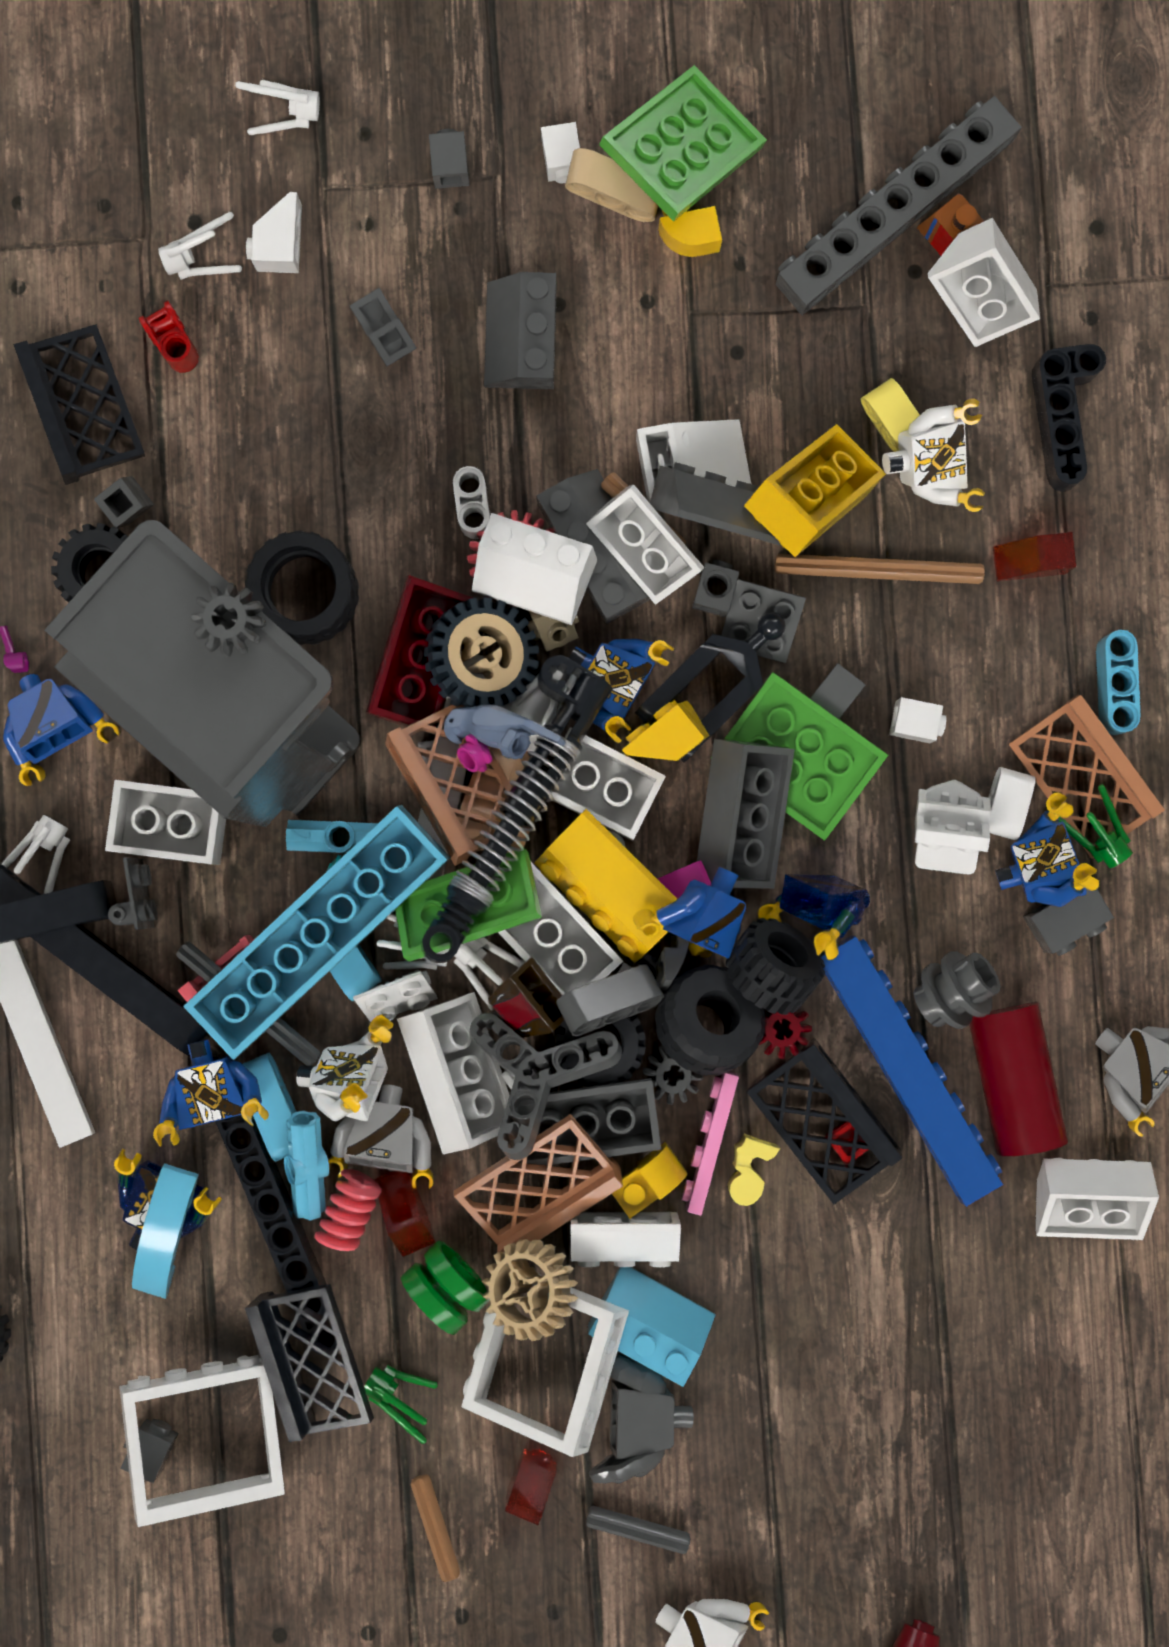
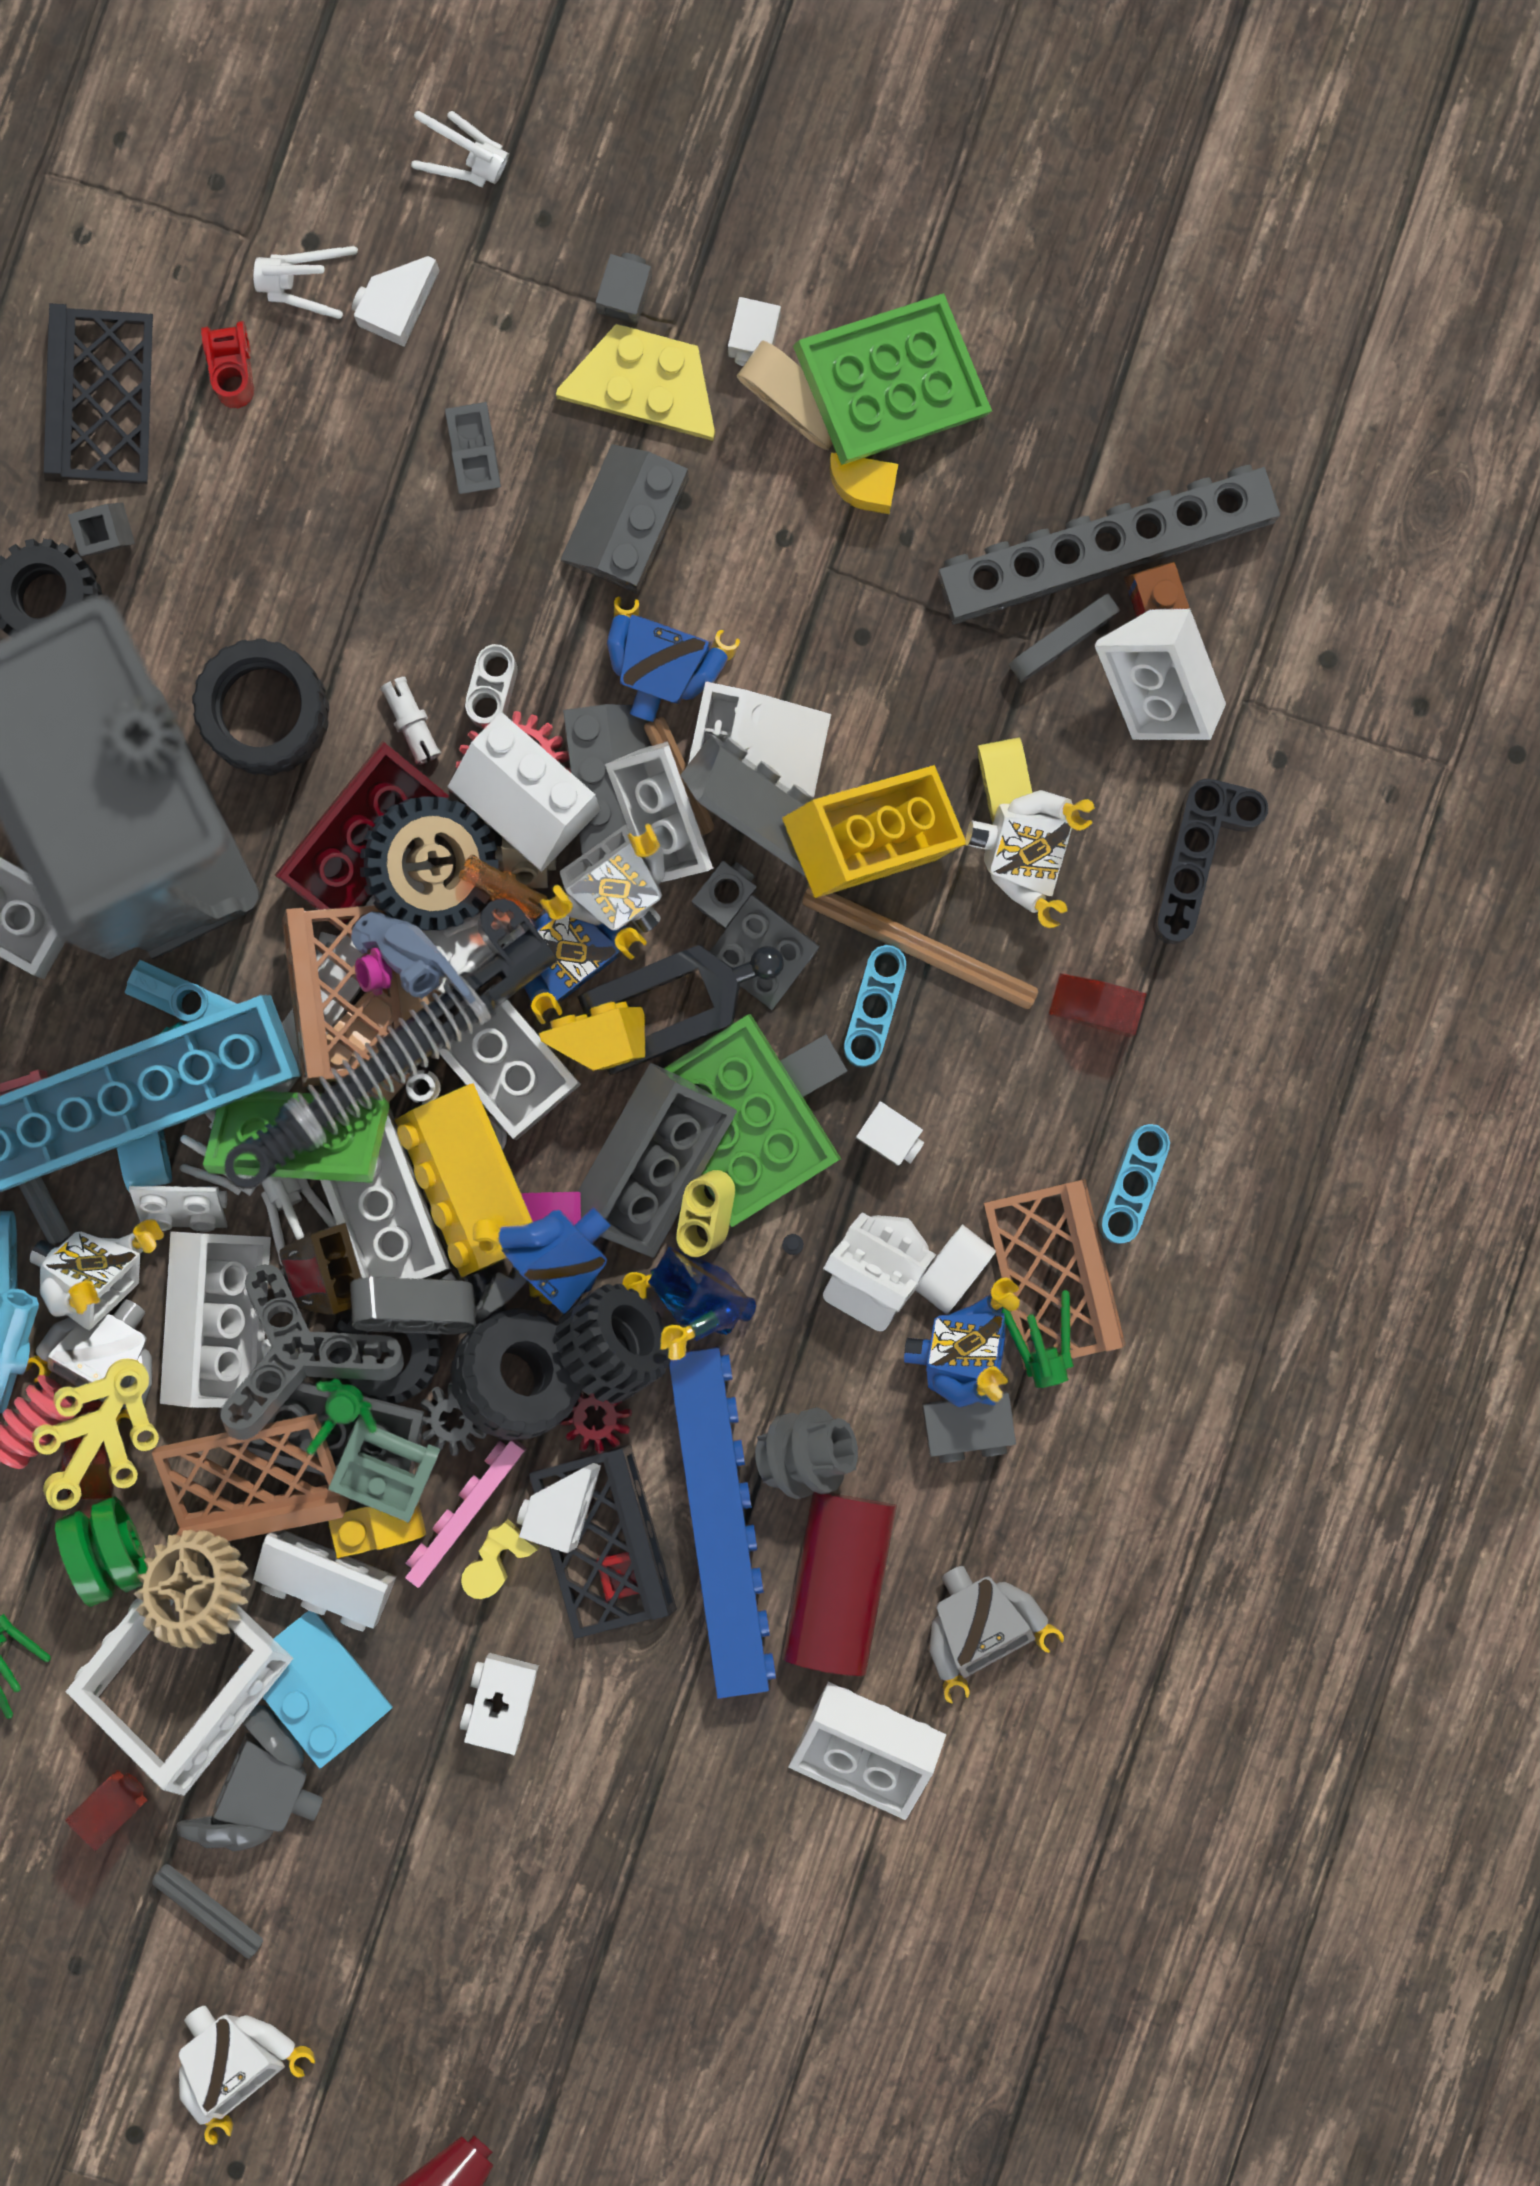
camera: 20 degrees right, 0 degrees up
(404, 1195) = (97, 1428): none -> light yellow plant
(420, 553) = (410, 720): none -> white pin
(493, 224) = (644, 381): none -> light yellow wing
(544, 648) = (502, 885): none -> clear orange pin
(556, 829) = (434, 1085): none -> white pin
(589, 1101) = (342, 1408): none -> green plant
(594, 427) = (662, 660): none -> blue torso
(632, 609) = (613, 883): none -> torso
(640, 1147) = (379, 1482): none -> sand green plate
(783, 1111) = (559, 1511): none -> white slope
(801, 837) = (710, 1215): none -> light yellow beam
(809, 1296) = (502, 1729): none -> white brick
(872, 612) = (886, 988): none -> medium azure beam
(875, 835) = (792, 1244): none -> black piece
(893, 289) = (1064, 638): none -> dark grey beam

